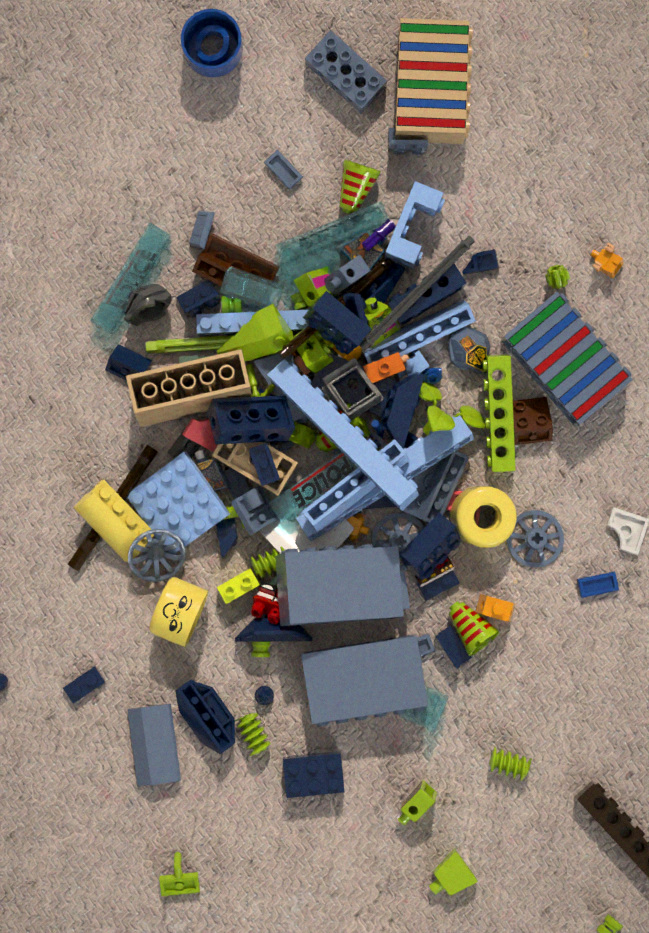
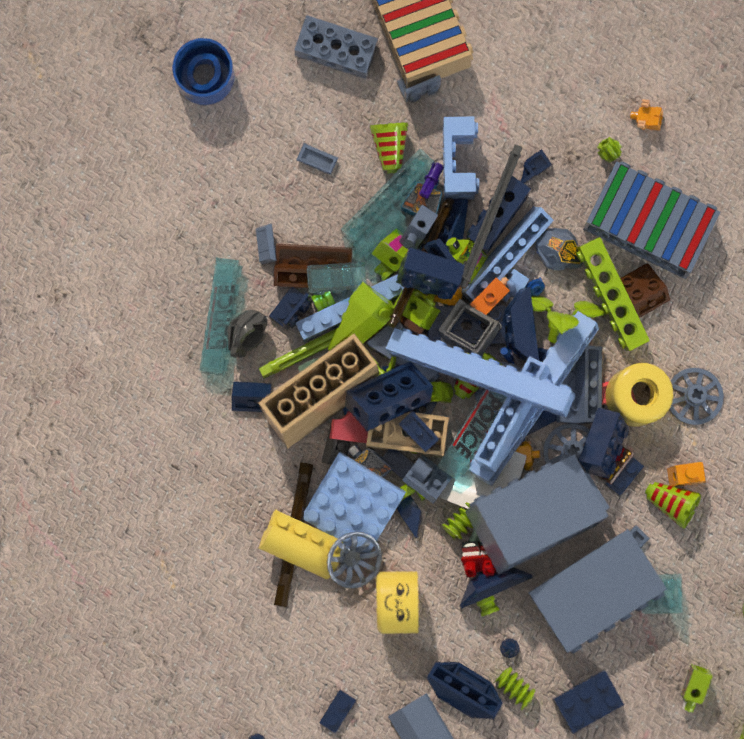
camera: 25 degrees left, 5 degrees down
(238, 586) = (442, 556): neon yellow brick -> none
(452, 646) = (663, 527): dark blue panel -> none

